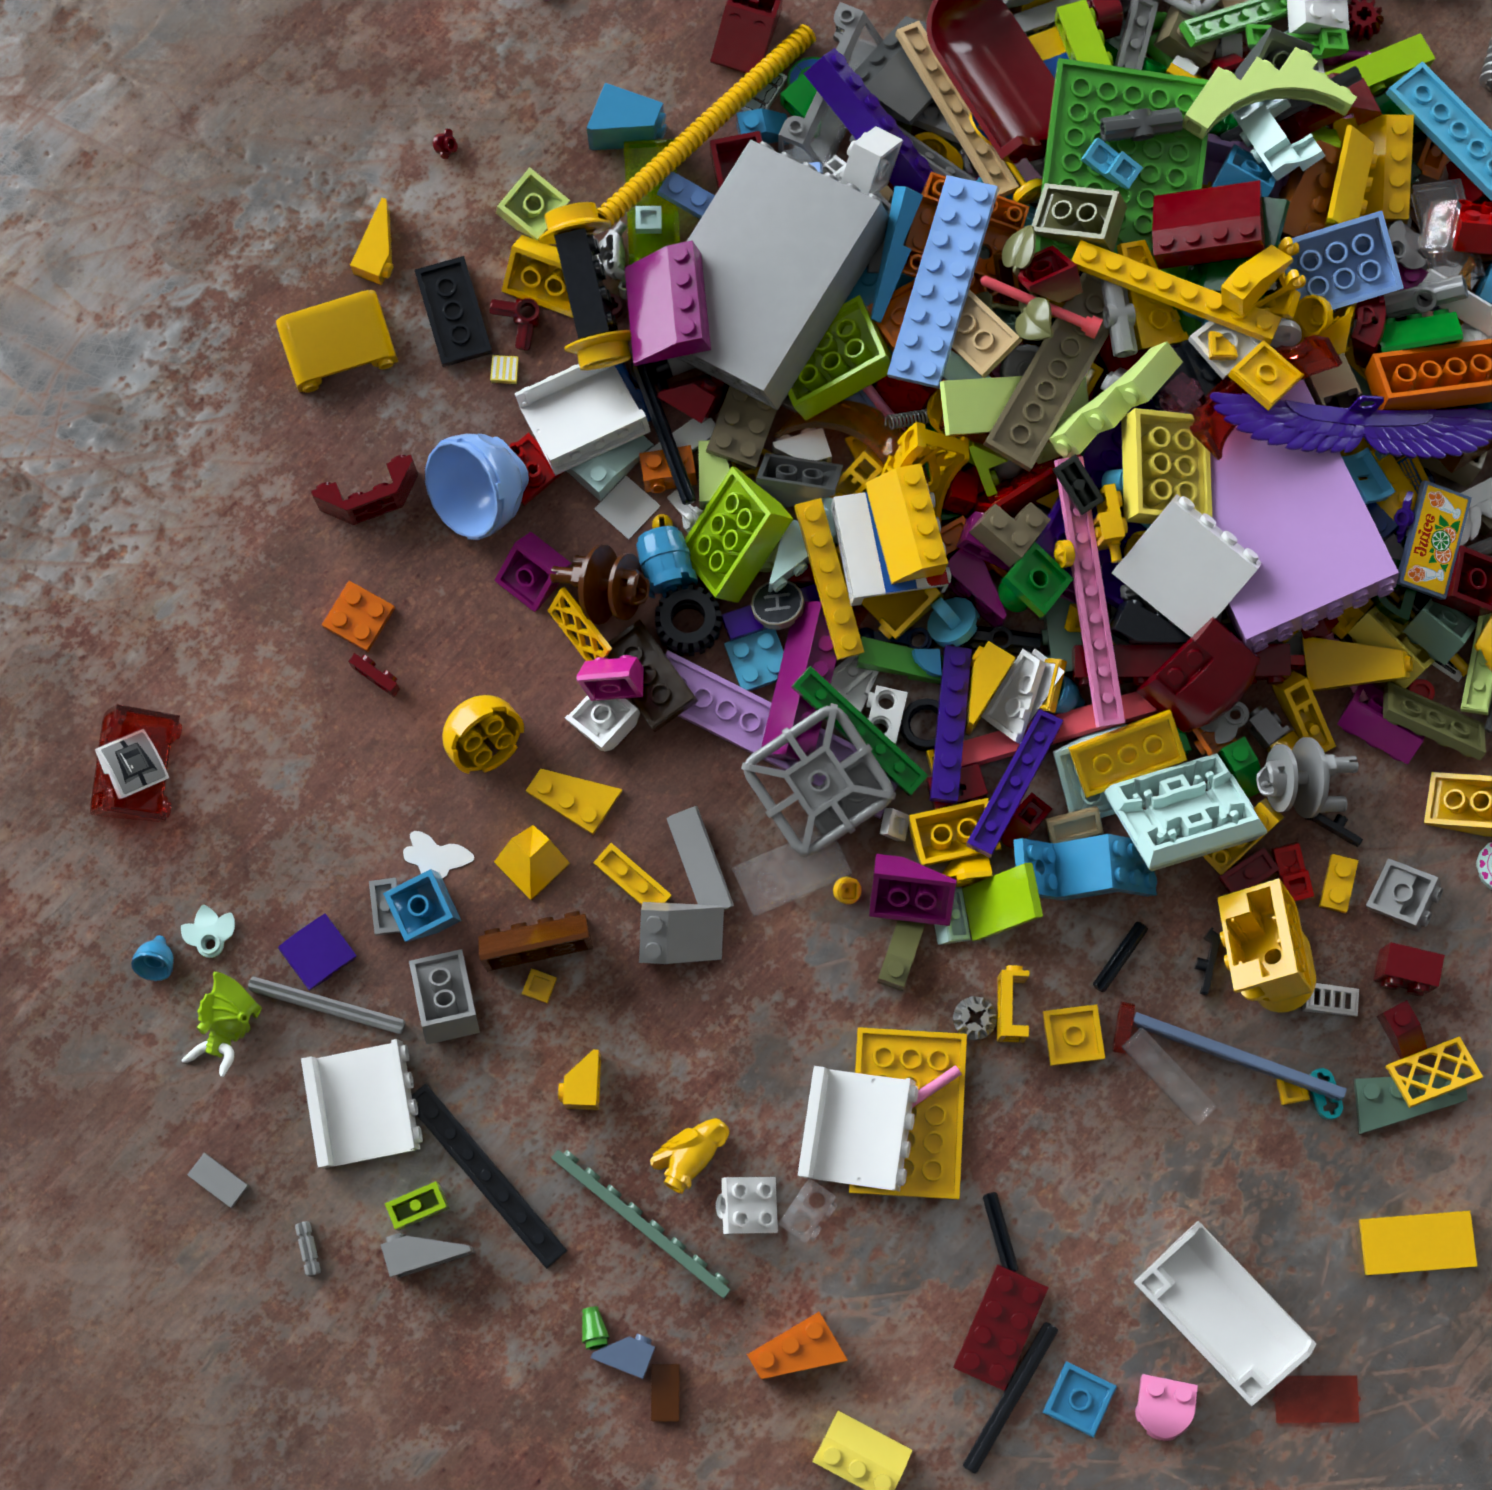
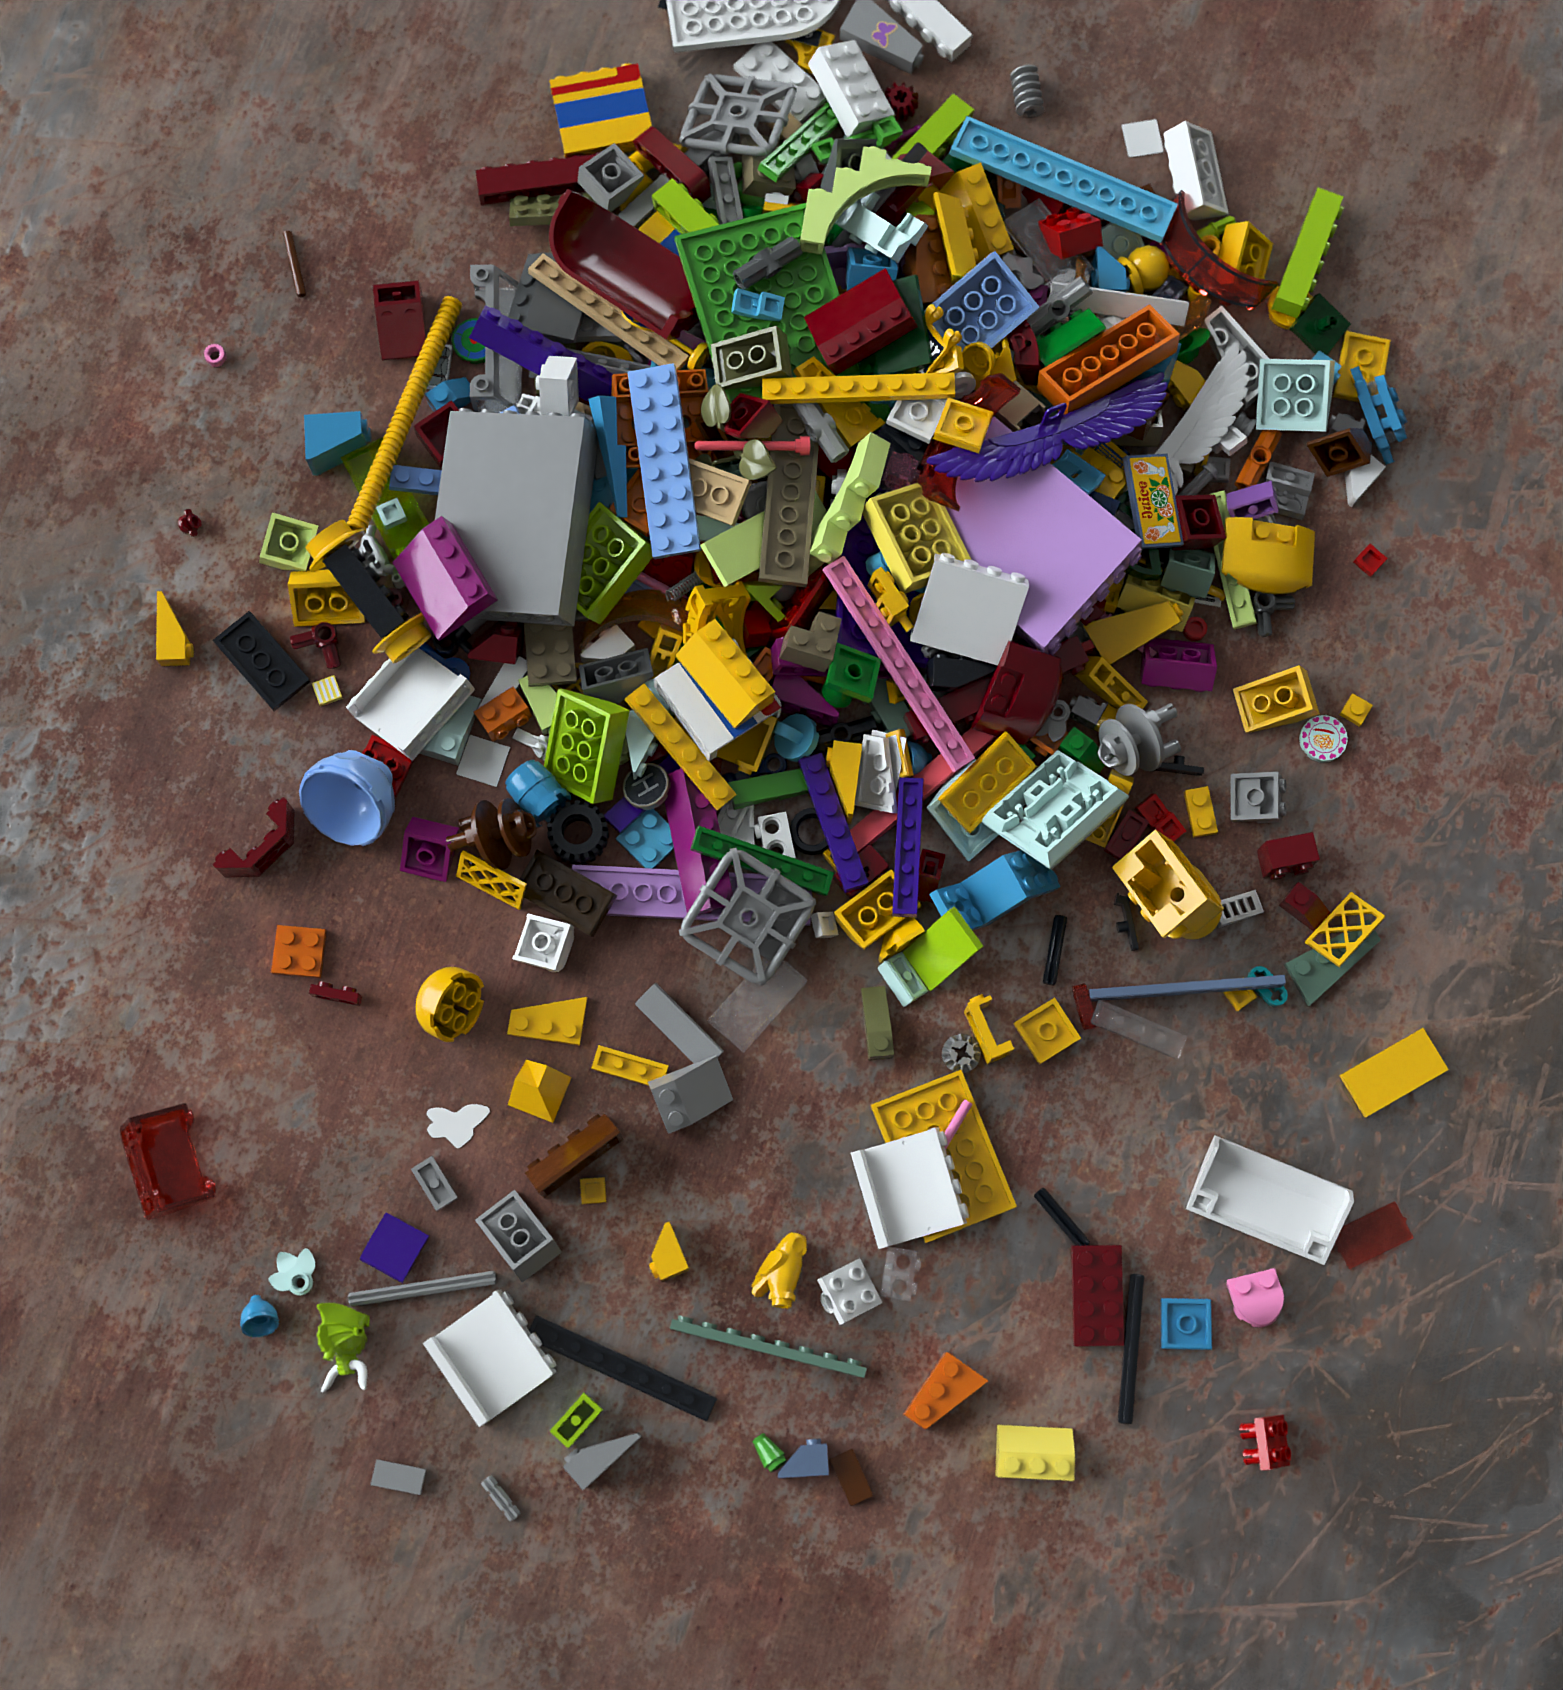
camera: 30 degrees left, 0 degrees up
(132, 763) = (163, 1161): slope -> none
(336, 338) = (173, 727): yellow windscreen -> none
(422, 906) = (465, 1169): dark azure slope -> none
(612, 678) = (538, 908): dark pink slope -> none
(664, 434) = (488, 686): black axle -> none
(667, 521) = (513, 764): yellow hinge -> none
(798, 97) = (471, 358): green slope -> none
(847, 890) = (810, 996): yellow tile -> none
(910, 892) = (863, 974): magenta slope -> none
(928, 660) = (791, 778): dark azure tile -> none
(1064, 553) = (865, 641): yellow tile -> none
(1074, 825) = (969, 860): tan tile -> none
(1078, 484) = (851, 580): pearl dark grey brick -> none
(1220, 347) = (916, 418): yellow tile -> none
(1253, 279) = (919, 351): yellow slope -> none
(1404, 516) = (1122, 492): dark purple piece -> none
(1434, 721) = (1217, 647): olive plate -> none
(1439, 227) = (1042, 245): clear bracket -> none

